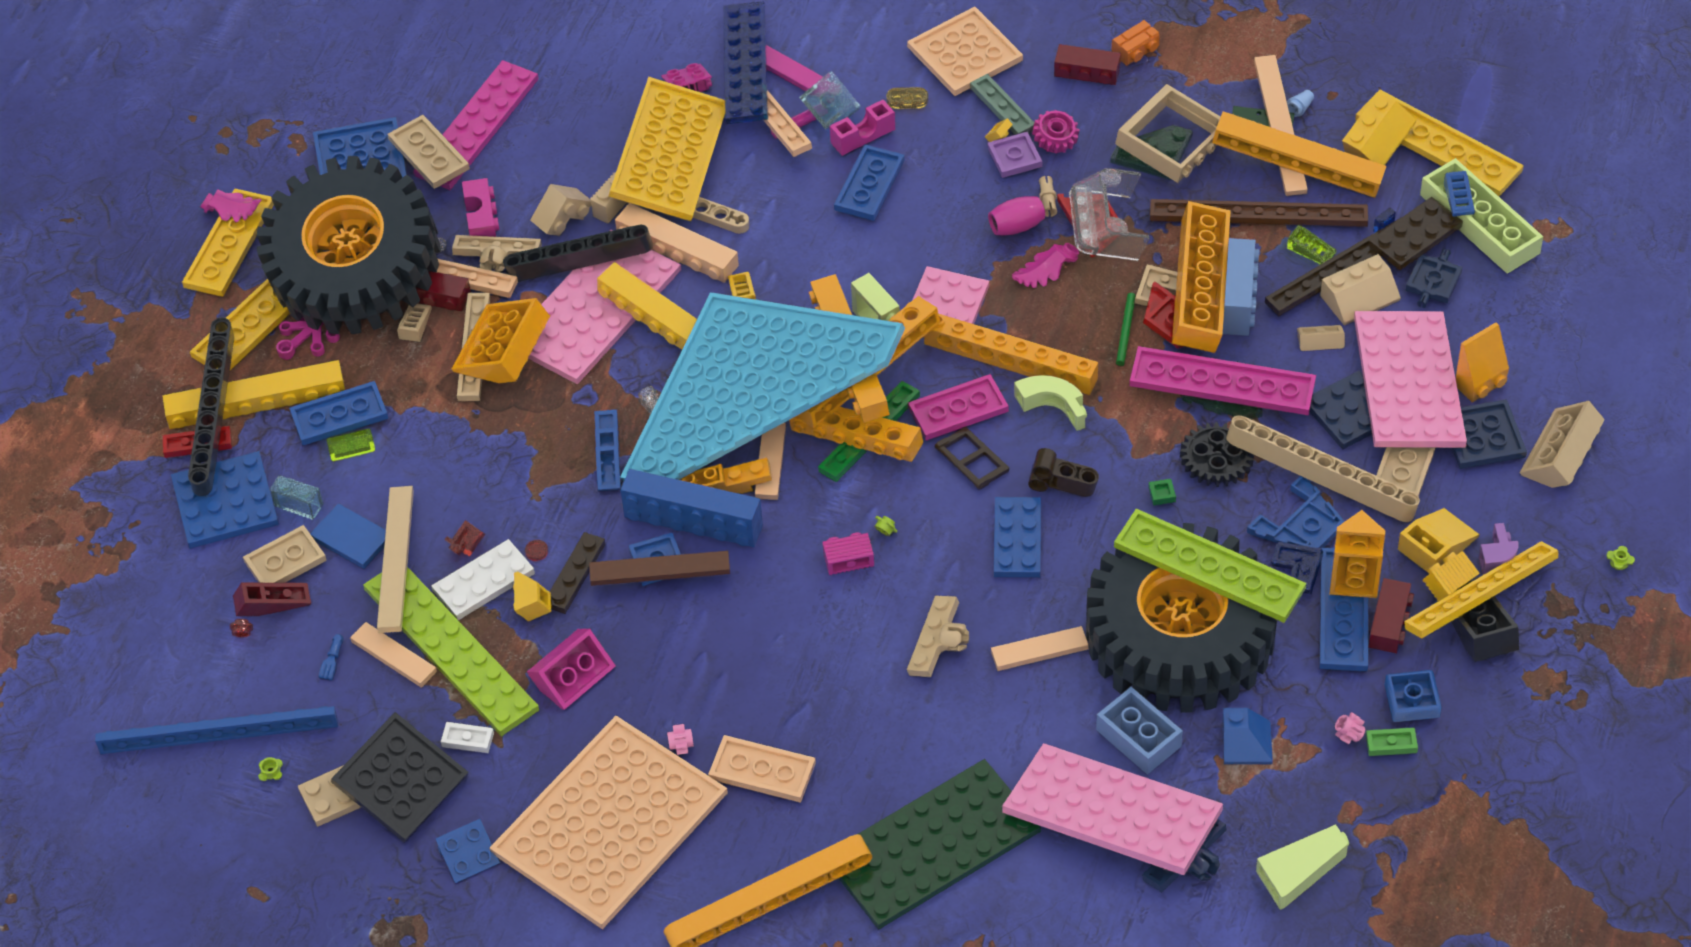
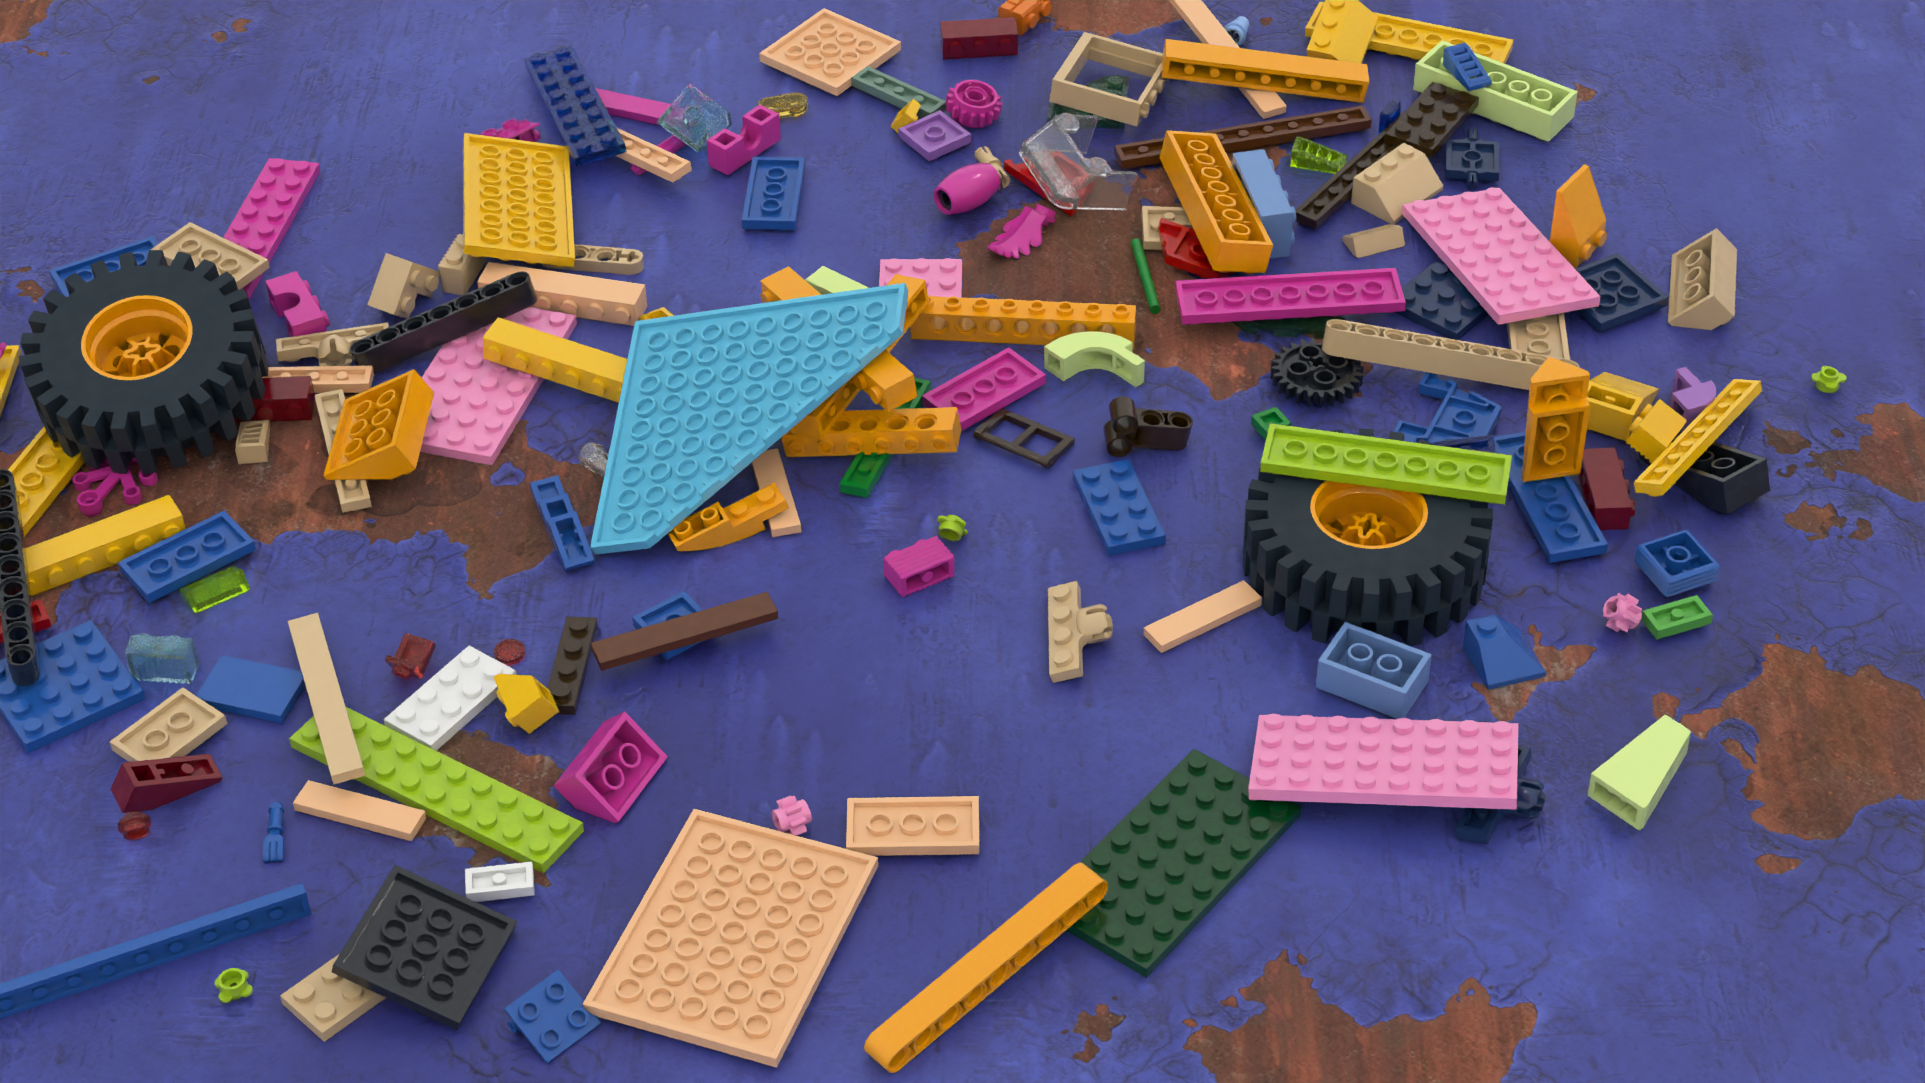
camera: 20 degrees left, 10 degrees down
(692, 508) = (700, 556): blue brick -> none

